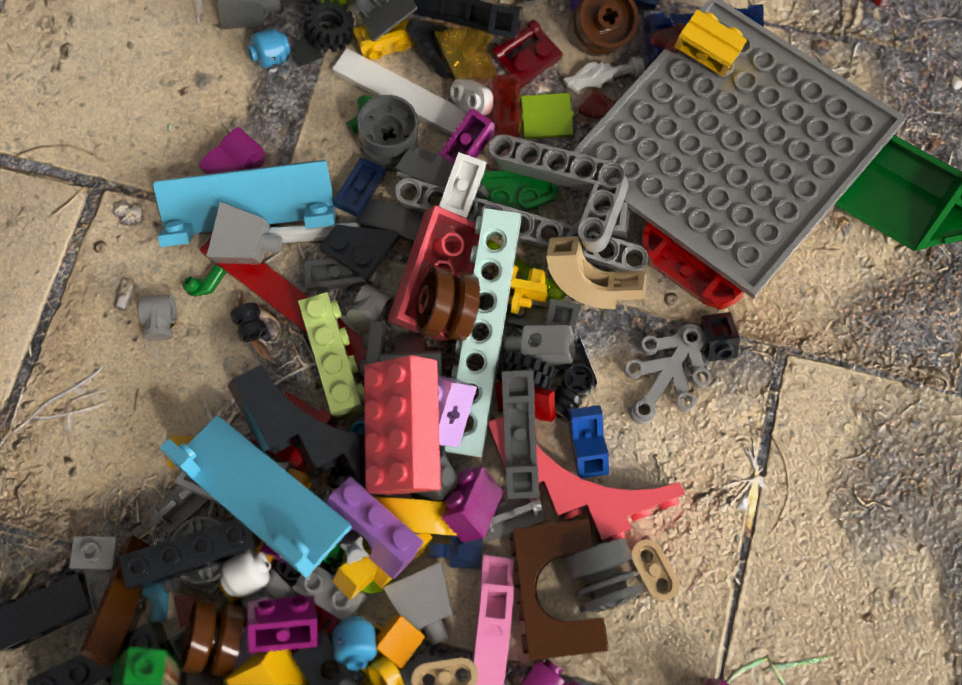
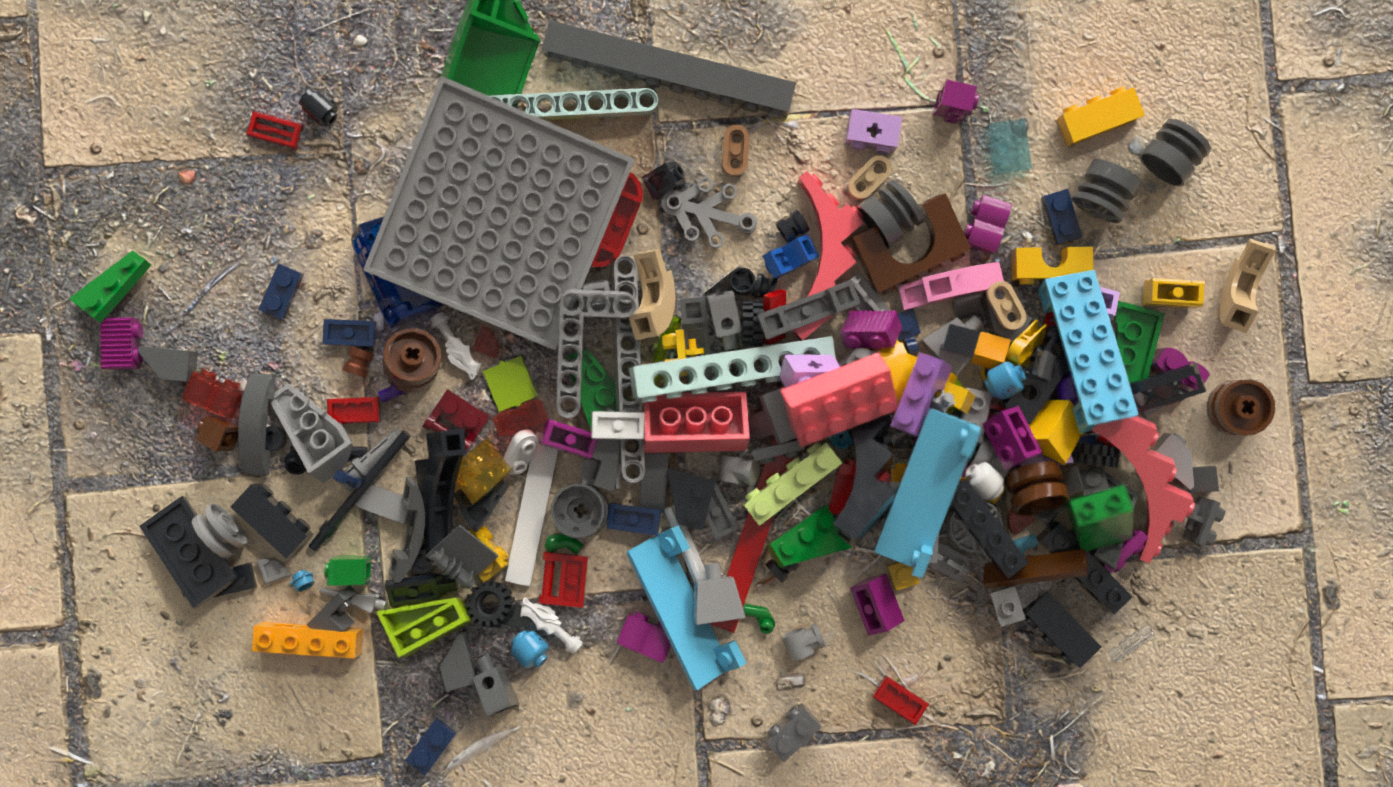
camera: 110 degrees left, 15 degrees up
(49, 400) = (900, 700): none -> red plate
(68, 273) = (792, 731): none -> flat silver brick
(161, 407) = (877, 604): none -> magenta brick
(265, 346) = (808, 540): none -> green wing
(291, 73) = (545, 619): none -> white piece
(322, 109) = (572, 579): none -> red plate
(421, 602) = (960, 341): none -> black panel
(447, 303) = (728, 399): reddish brown wheel -> none
(462, 634) = (967, 306): none -> dark grey slope
(623, 459) = (792, 226): none -> black wheel
(668, 37) = (417, 294): clear red tile -> none
(710, 42) = (419, 257): yellow brick -> none
(724, 583) = (886, 127): none -> lavender brick
(730, 424) = (735, 151): none -> medium nougat plate
(832, 274) = (583, 98): none -> light aqua beam
(845, 385) = (668, 68): none -> dark grey brick
(895, 19) = (318, 108): none -> black brick

